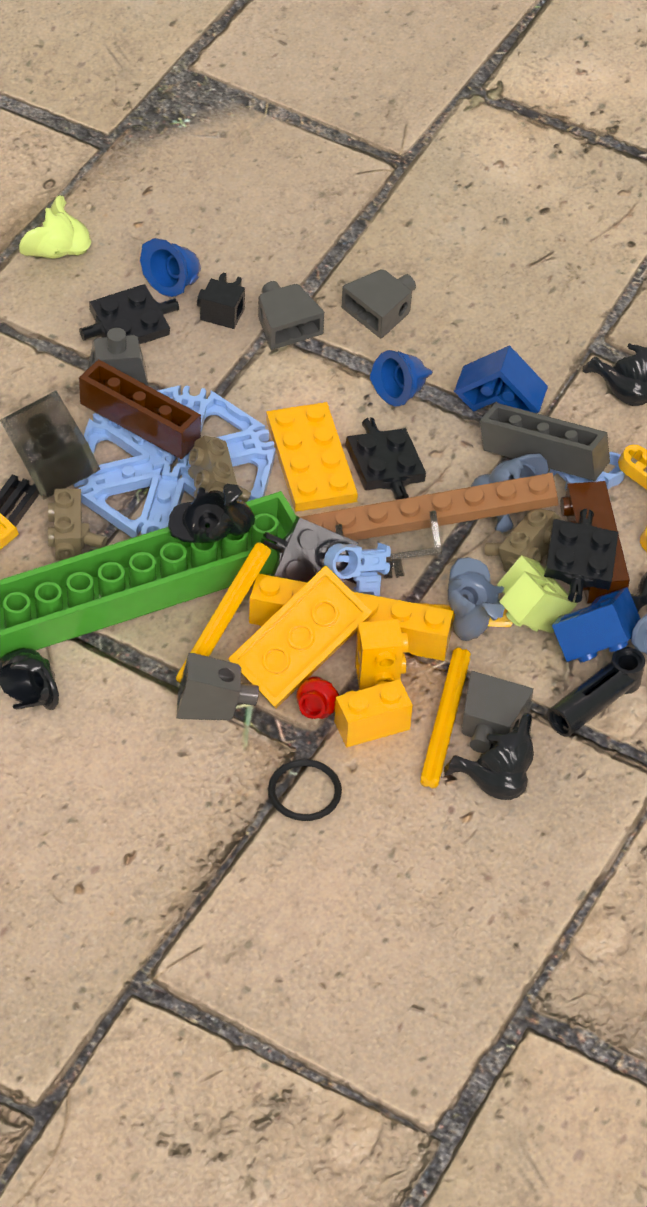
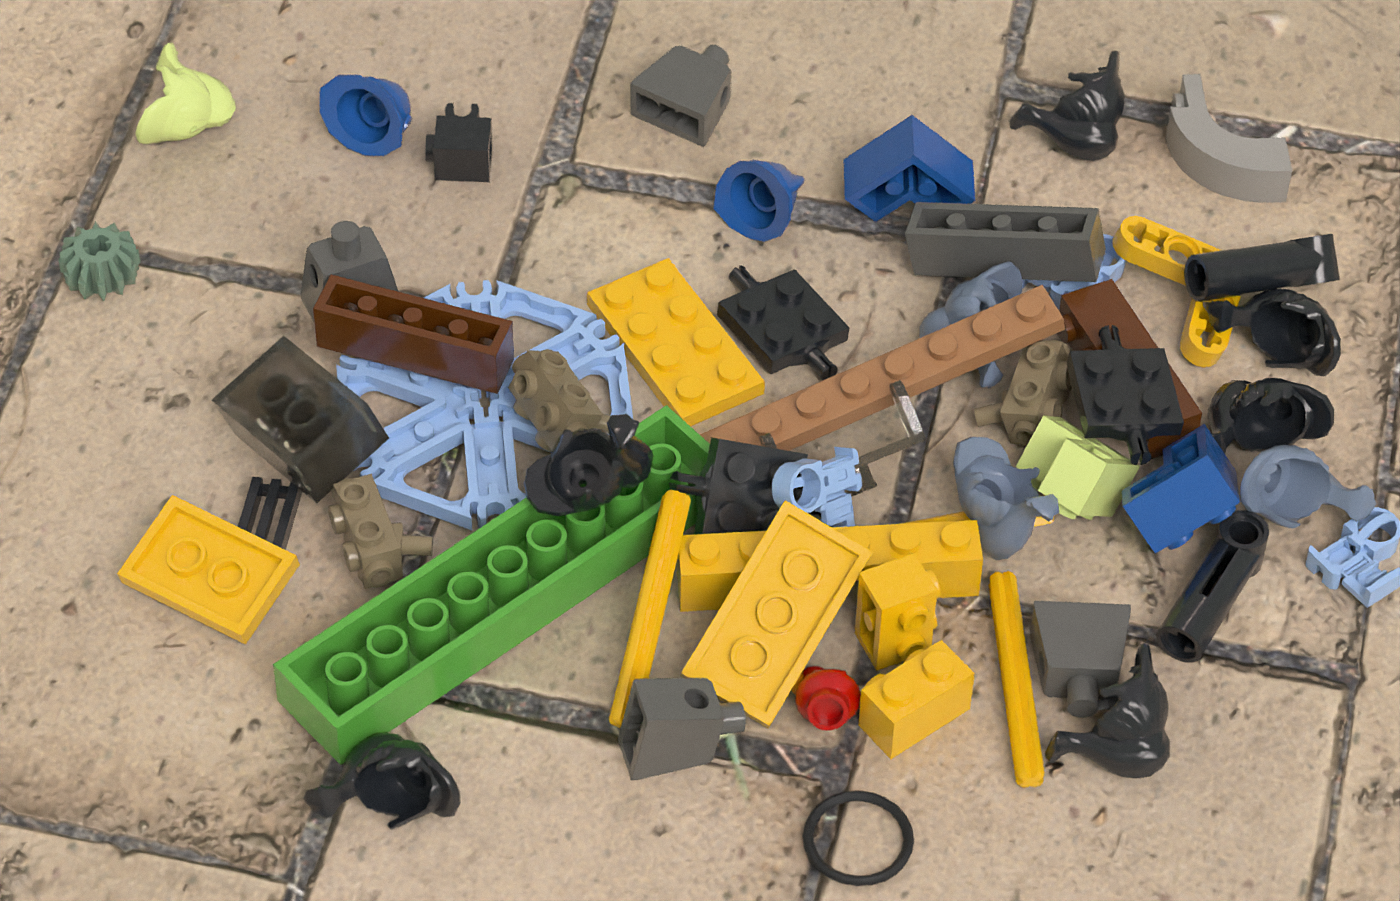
camera: 15 degrees left, 0 degrees up
(133, 312) = (332, 192): black plate -> none
(288, 315) = (563, 143): dark grey torso -> none

